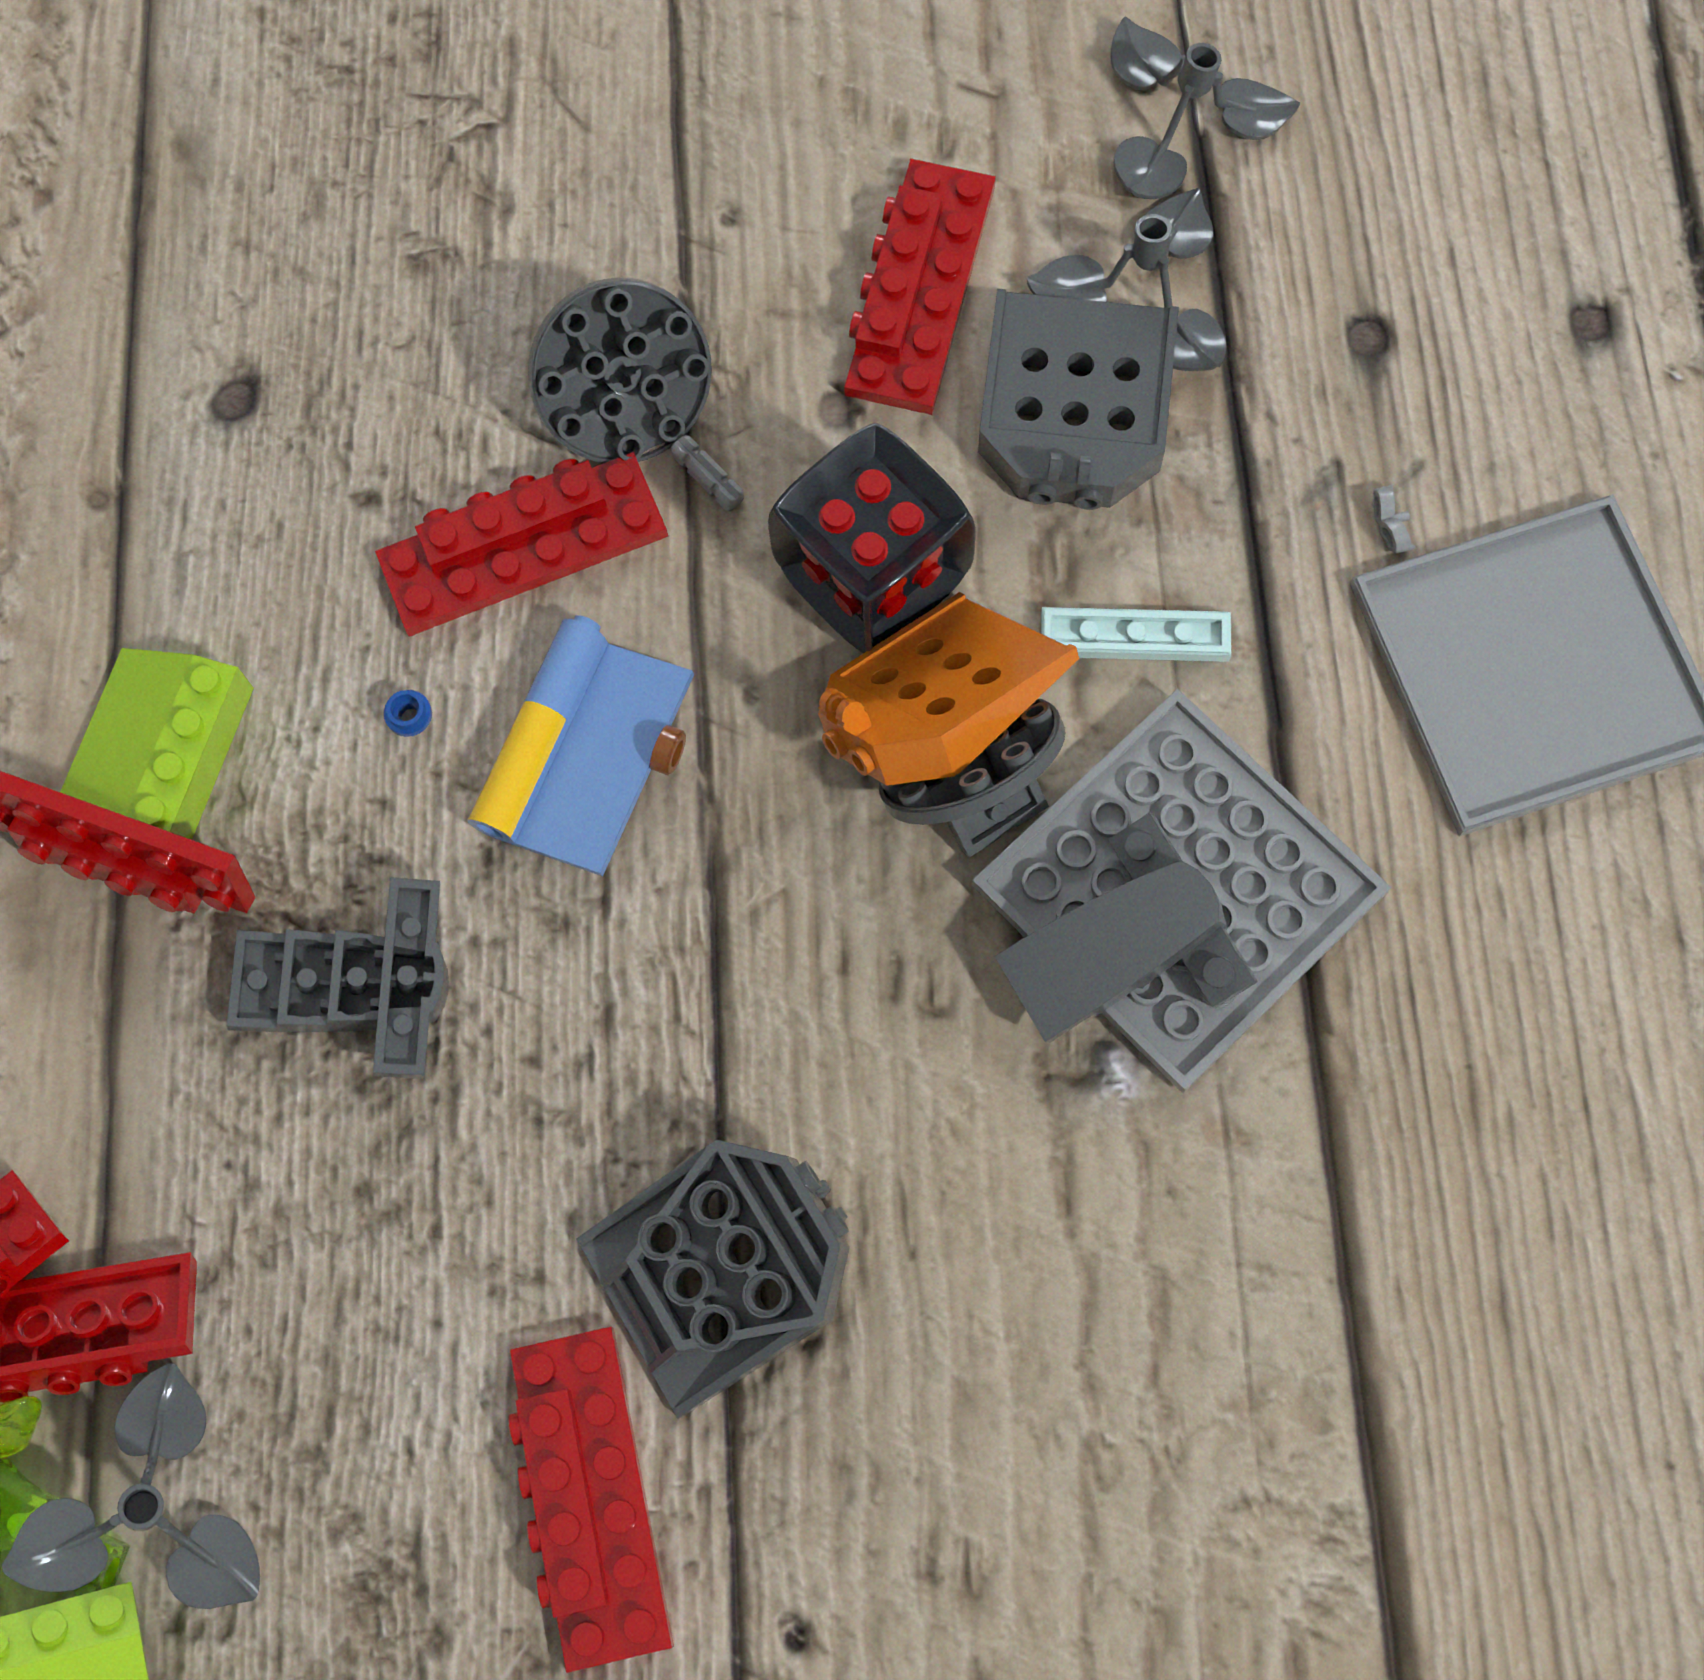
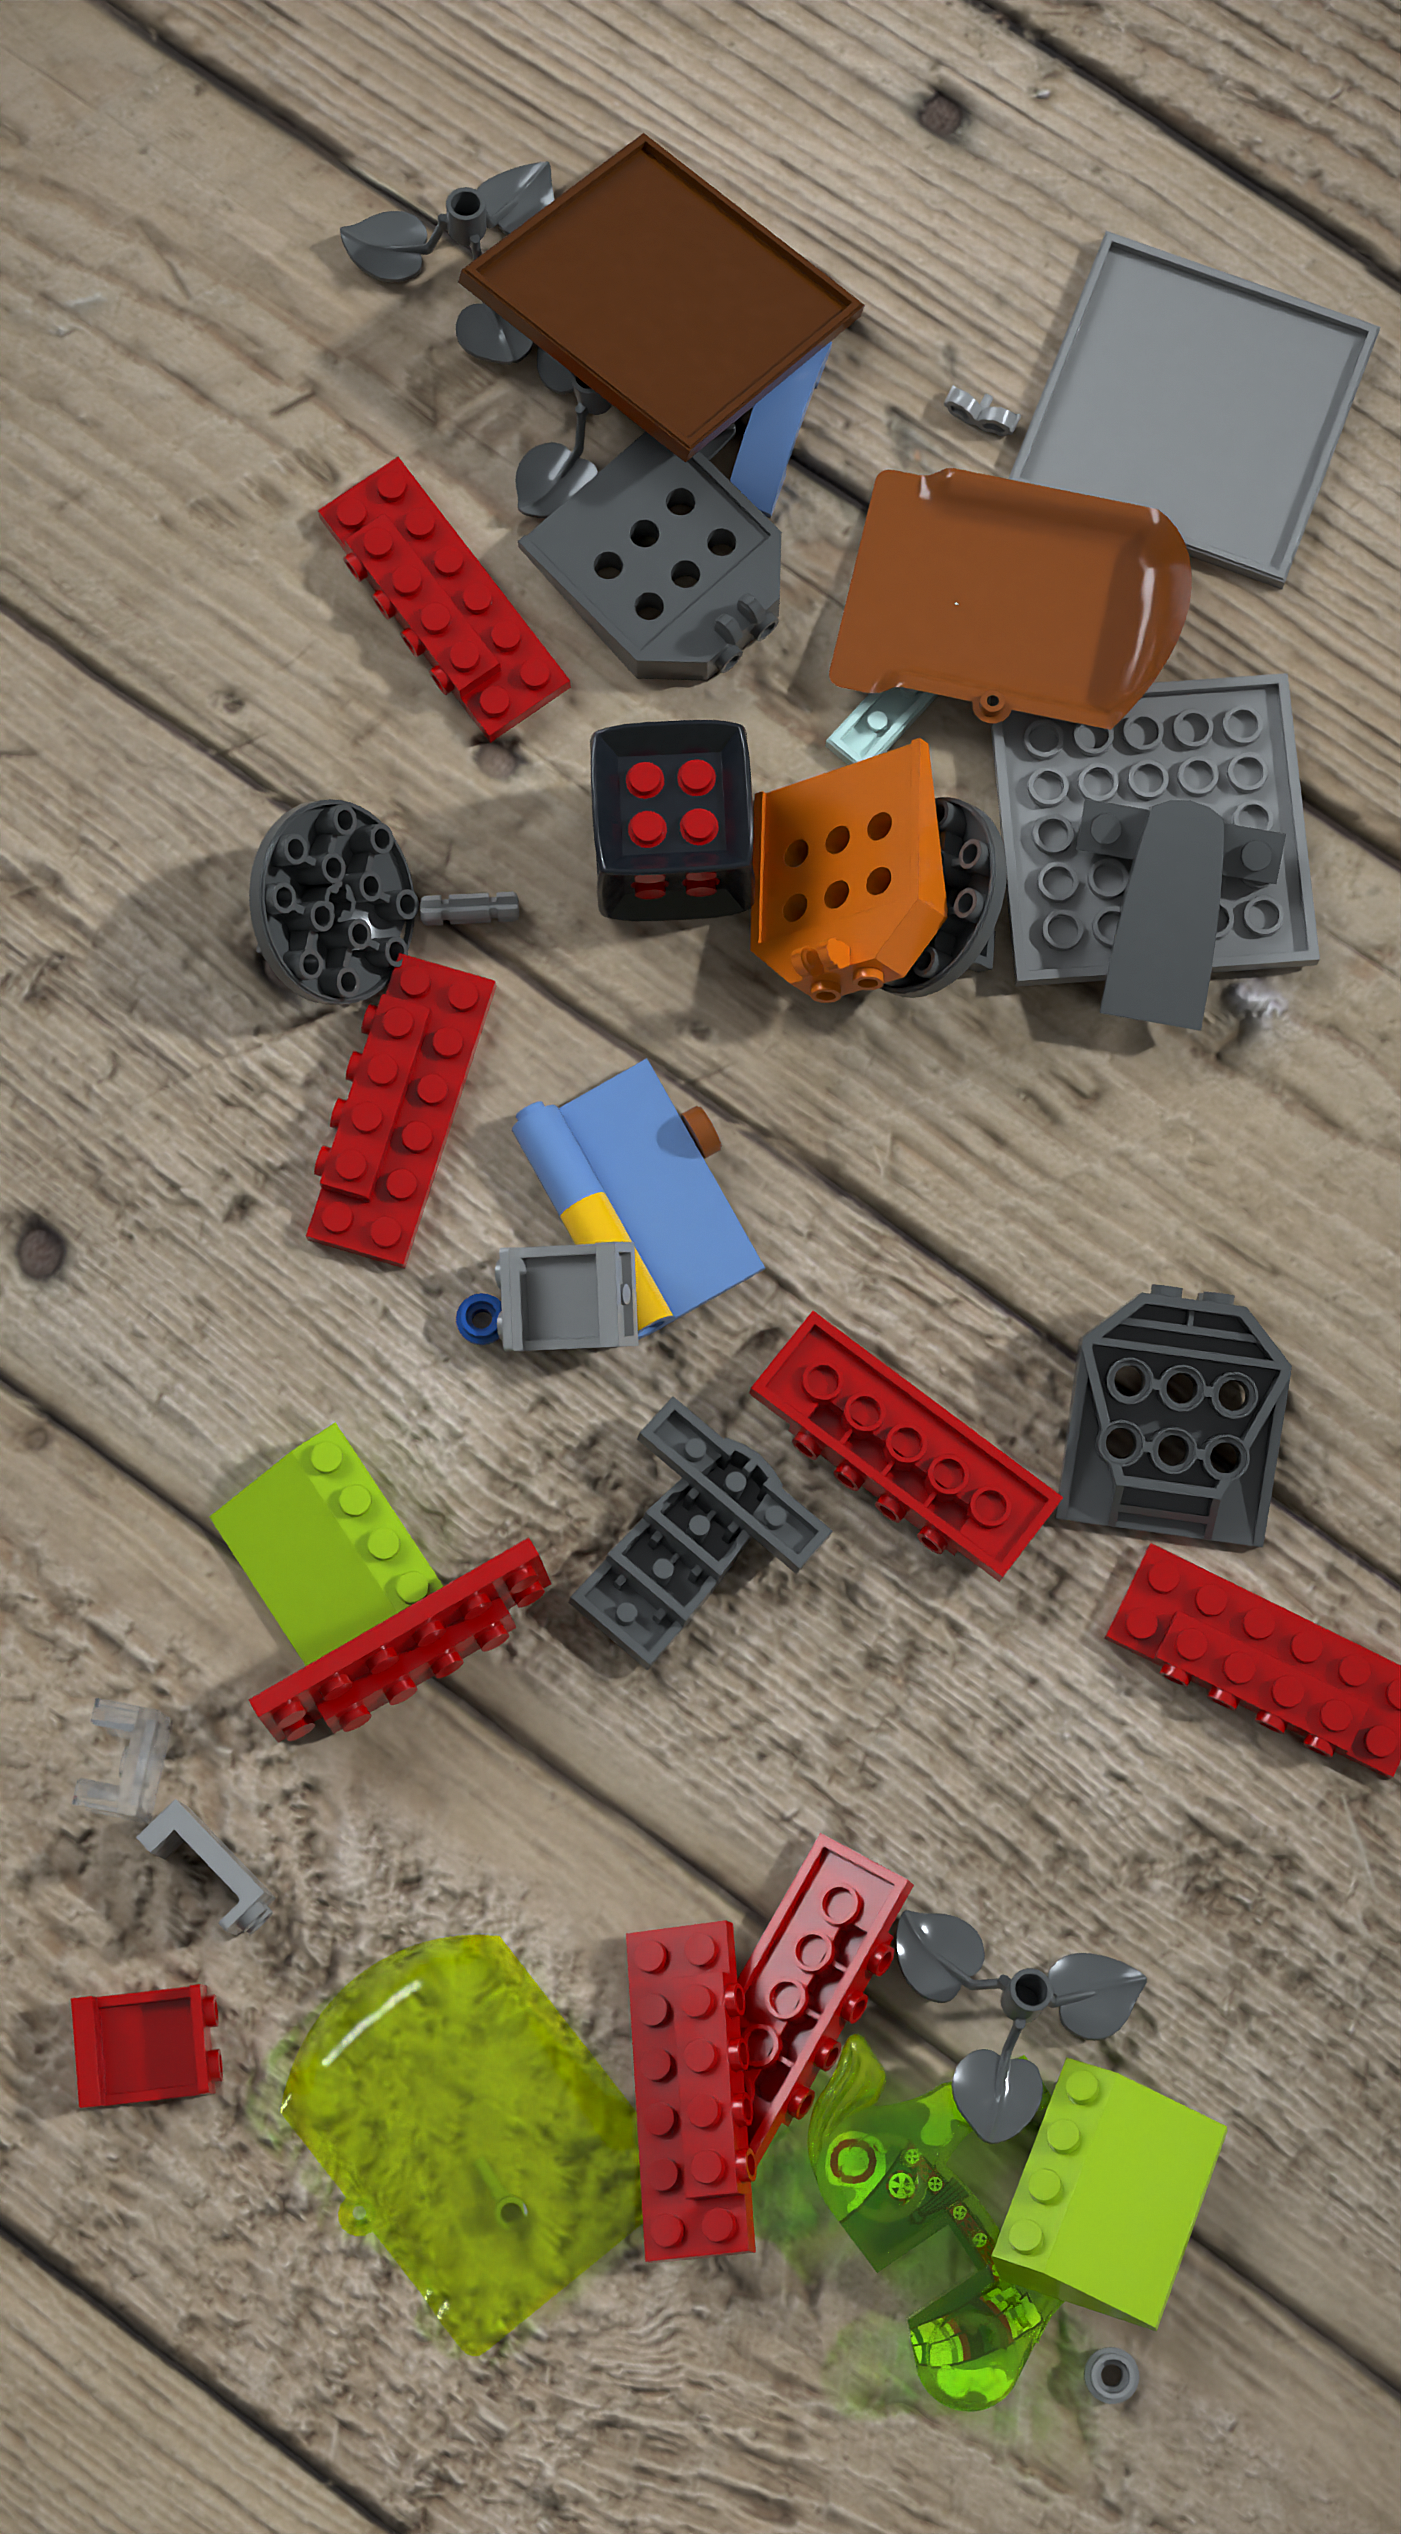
camera: 55 degrees left, 5 degrees up
(459, 751) = (567, 1296): none -> light grey panel
(536, 1082) = (903, 1449): none -> red plate
(1253, 386) = (773, 433): none -> medium blue slope
(1264, 237) = (662, 296): none -> reddish brown tile
(1297, 672) = (1056, 593): none -> dark orange piece

